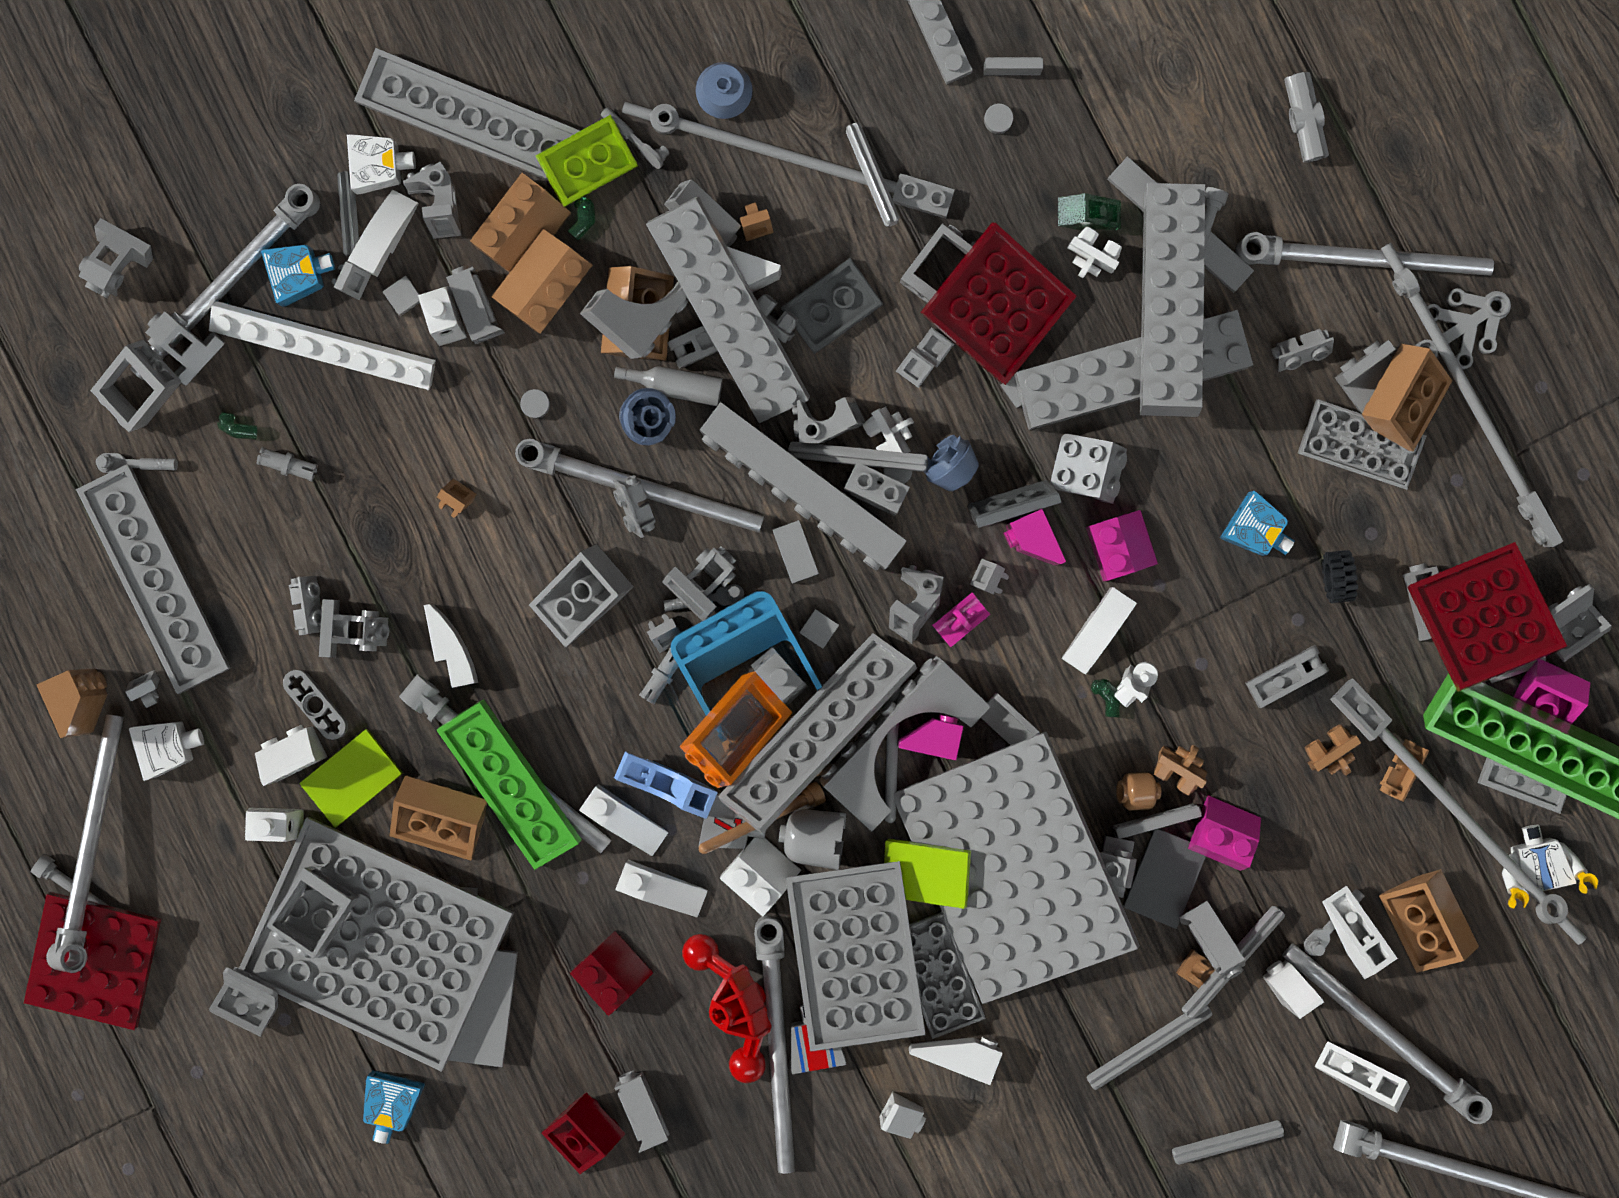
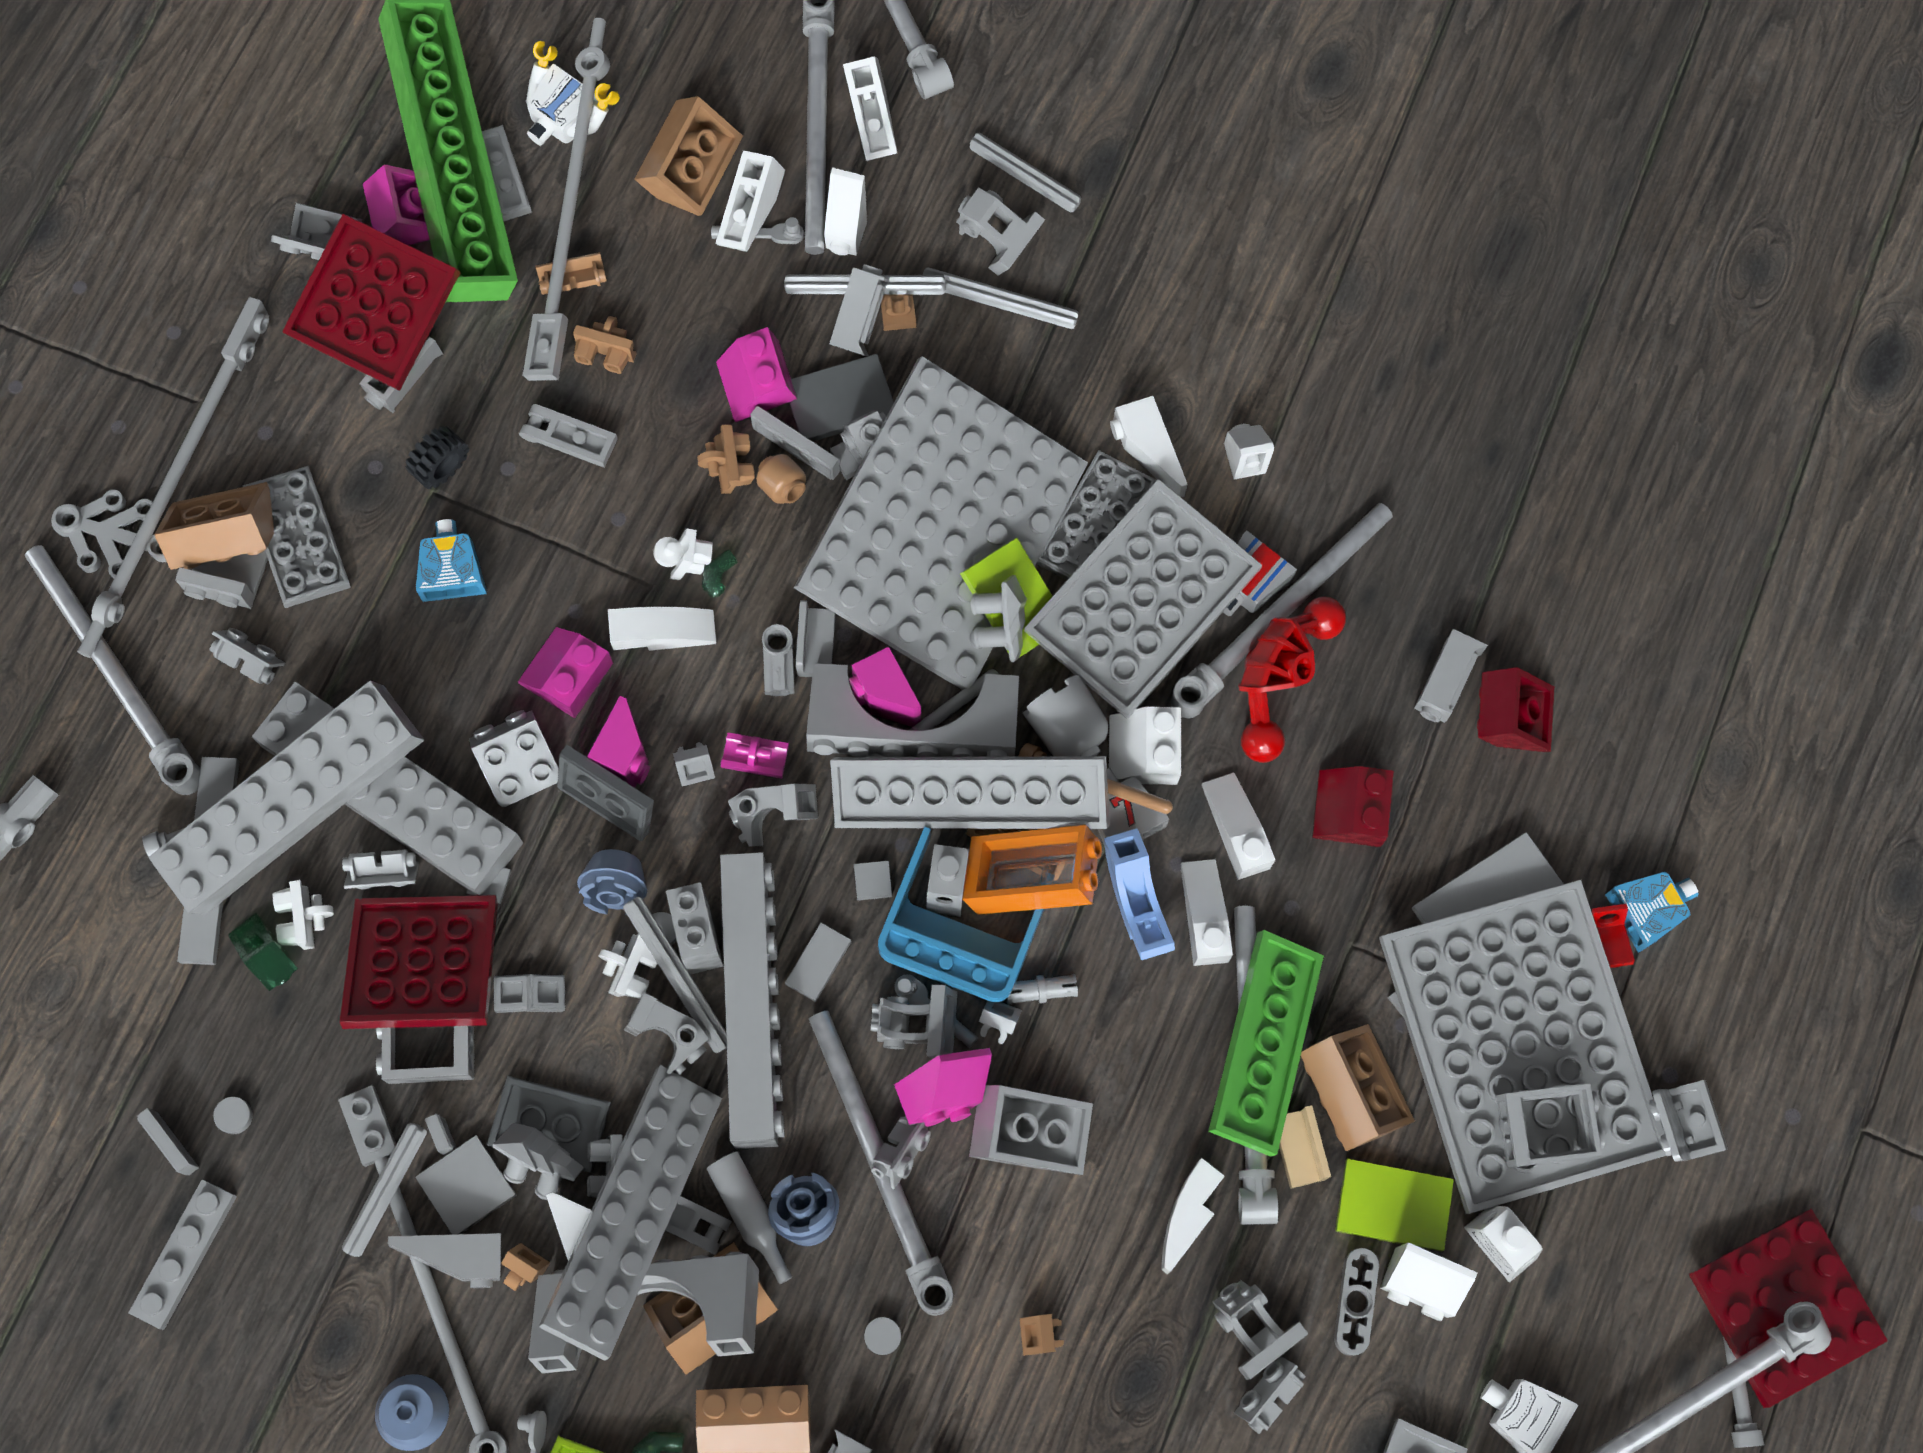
camera: 130 degrees left, 15 degrees down
(392, 1061) = (1614, 935): none -> red bracket
(429, 751) = (1303, 1149): none -> tan panel
(645, 560) = (945, 1087): none -> dark pink slope
(792, 189) = (462, 1256): none -> light grey slope
(815, 283) = (536, 1151): none -> light grey connector
(835, 226) = (466, 1186): none -> light grey tile
(879, 234) = (440, 1134): none -> light grey tile
(919, 863) = (1011, 605): none -> light grey connector
(1010, 684) = (778, 663): none -> light grey piece
(1075, 332) = (396, 869): none -> light grey hinge
(1219, 1079) = (973, 220): none -> light grey tile

